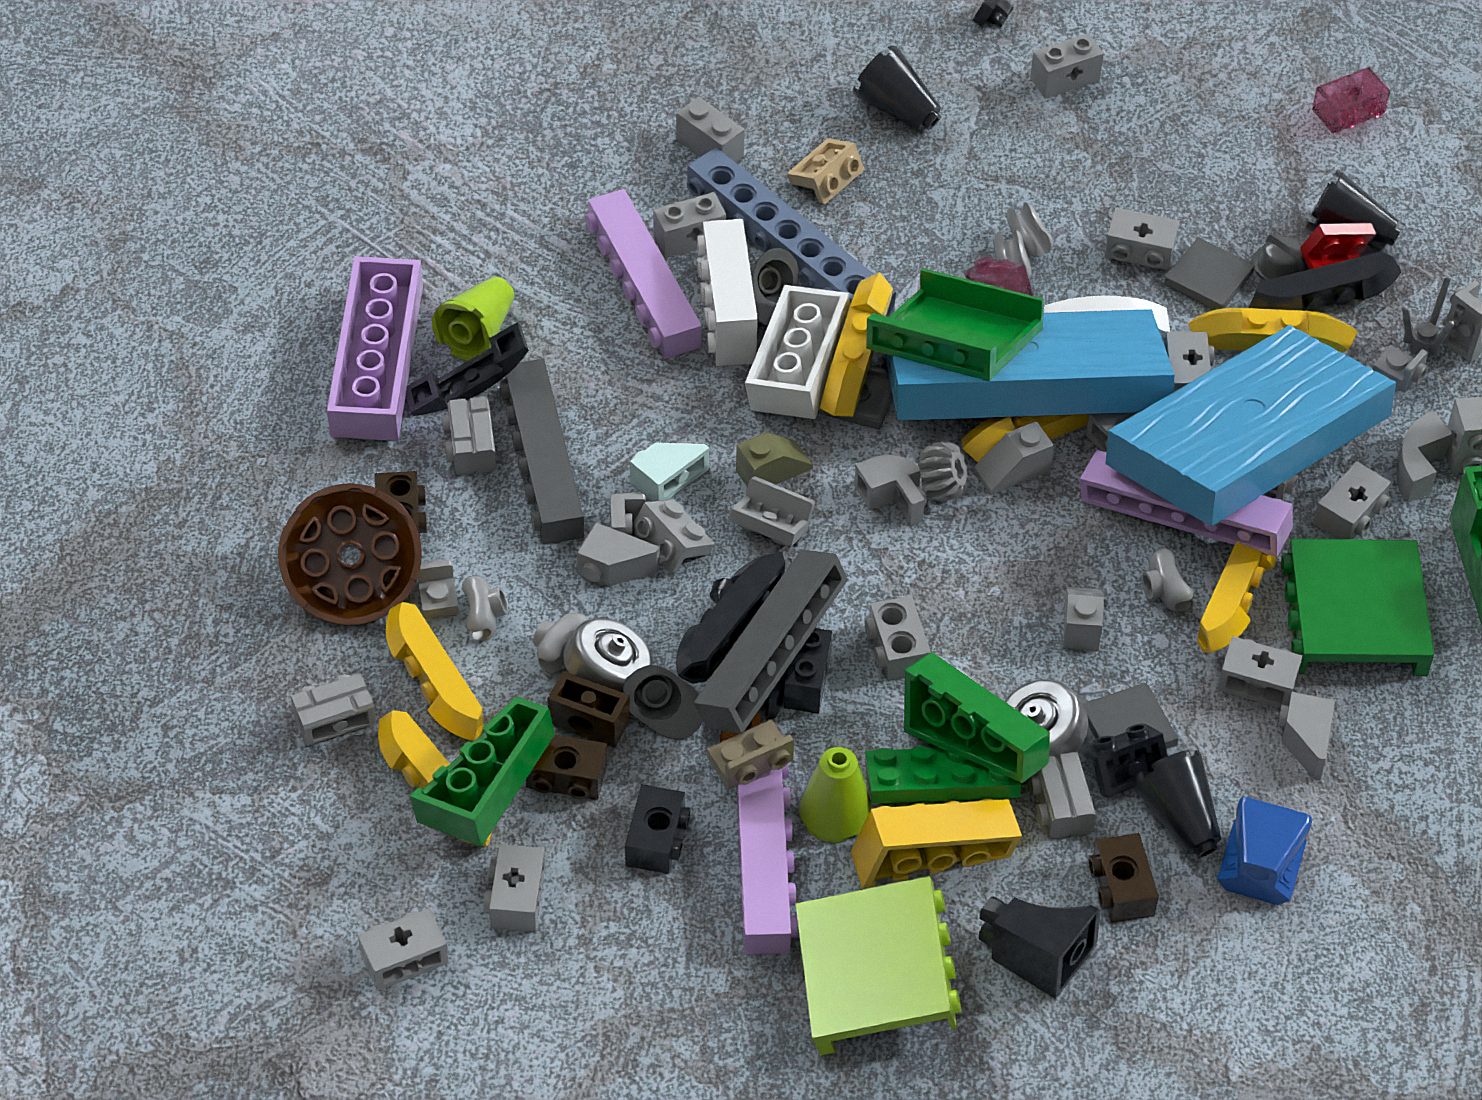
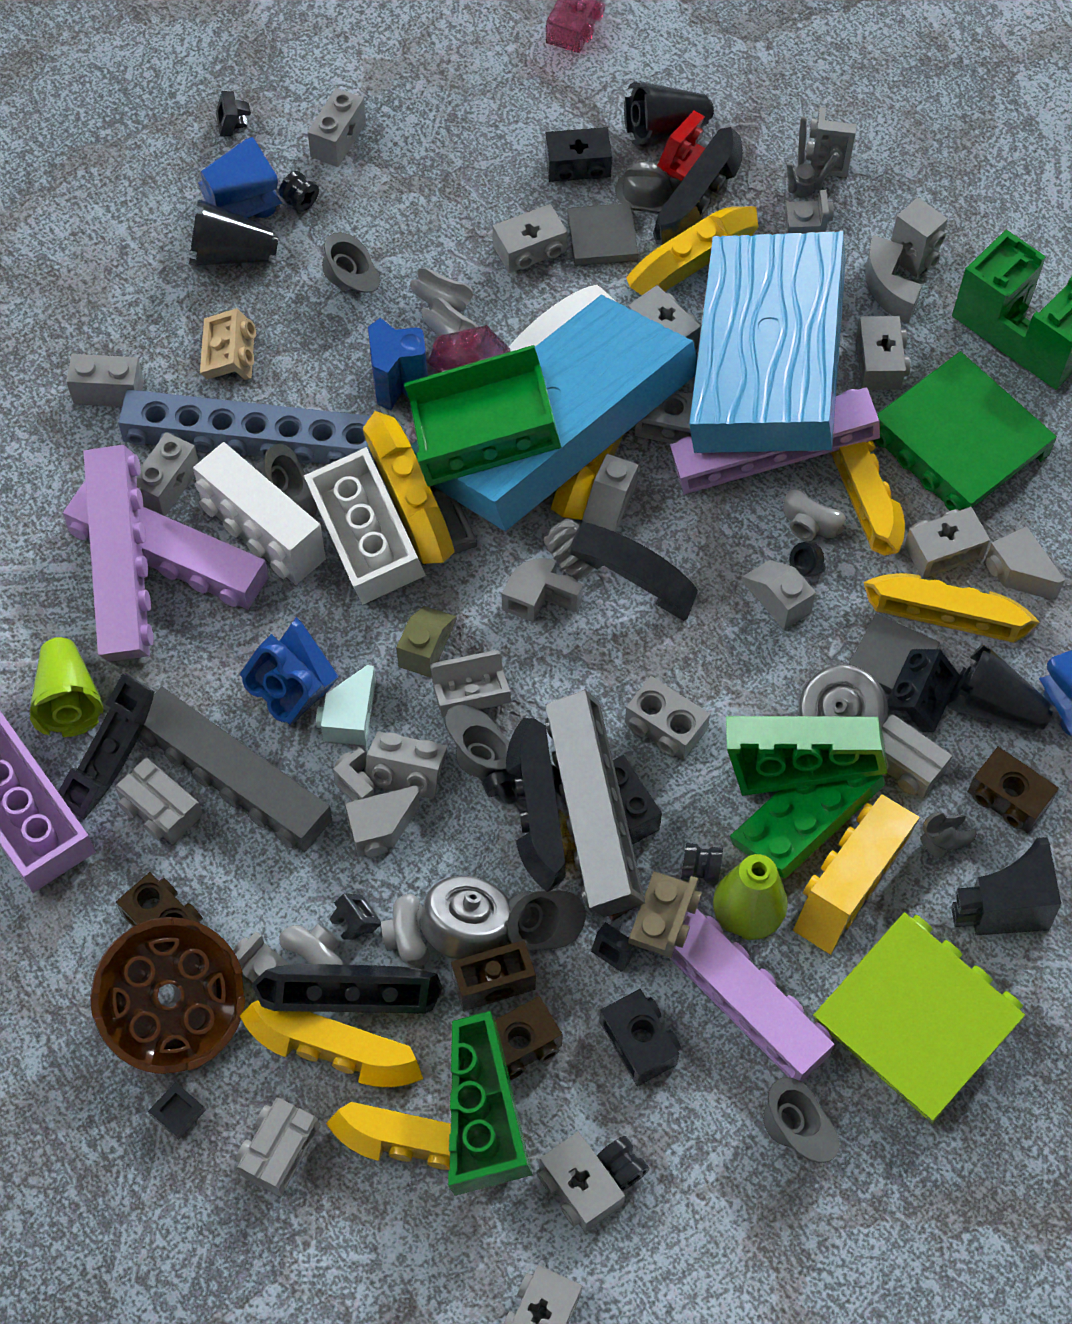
camera: 40 degrees left, 10 degrees up
(289, 638) = (176, 1110): none -> black plate
(477, 640) = (347, 989): none -> black brick
(534, 604) = (357, 914): none -> black tile
(558, 897) = (624, 1167): none -> black wheel
(596, 248) = (117, 553): none -> lavender brick
(643, 410) = (289, 673): none -> blue piece
(696, 758) = (613, 945): none -> black tile
(714, 964) = (799, 1122): none -> dark grey piece
(734, 545) = (479, 742): none -> dark grey piece
(815, 744) = (693, 863): none -> black wheel
(936, 247) = (395, 359): none -> blue piece
(947, 59) = (242, 182): none -> blue piece
(976, 165) = (349, 264): none -> dark grey piece
(978, 514) = (637, 564): none -> black slope
(990, 93) = (299, 191): none -> black wheel
(1035, 866) = (941, 834): none -> dark grey piece
(1130, 608) = (807, 559): none -> black tile
(1215, 721) = (950, 606): none -> yellow brick
(1246, 203) = (578, 154): none -> black brick

